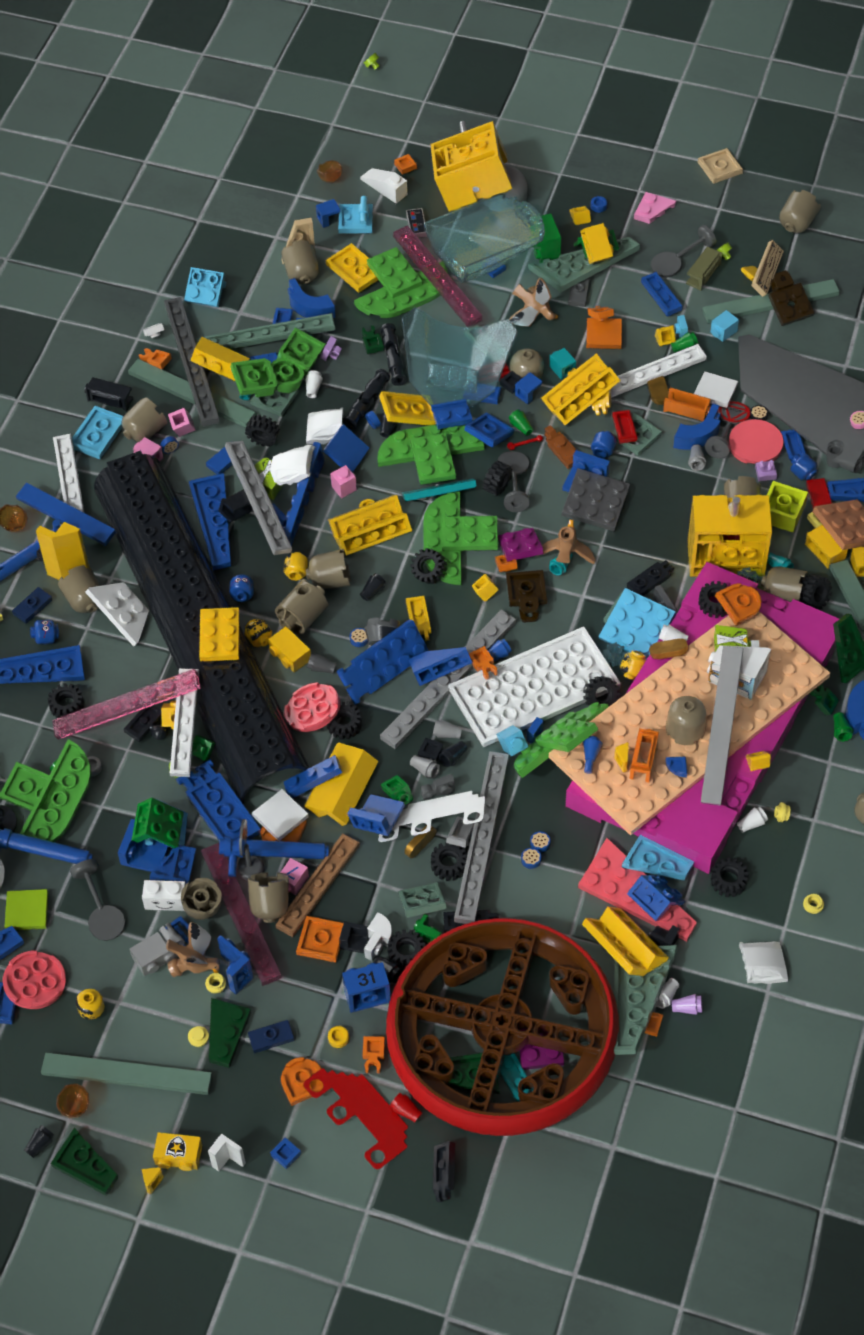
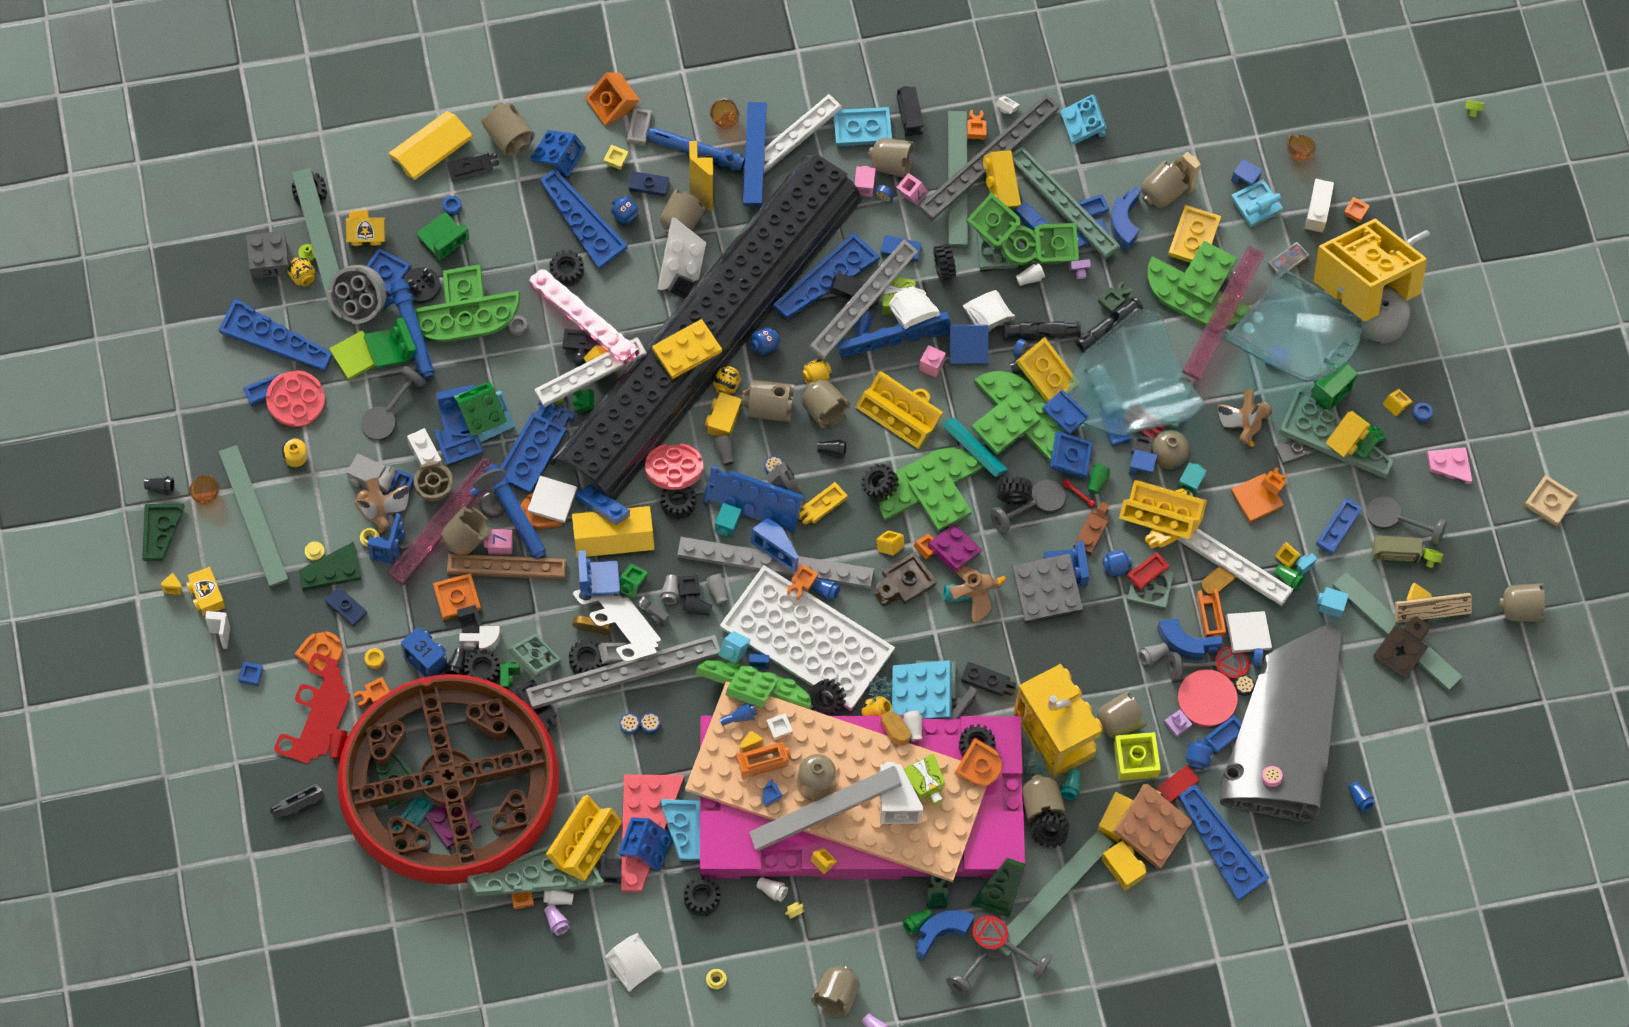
camera: 55 degrees right, 10 degrees up
(40, 870) = (391, 345): none -> green bracket
(147, 623) = (681, 286): none -> black plate
(388, 692) = (727, 520): none -> teal brick
(620, 728) = (779, 726): none -> white plate
(742, 392) = (1258, 657): none -> blue tile

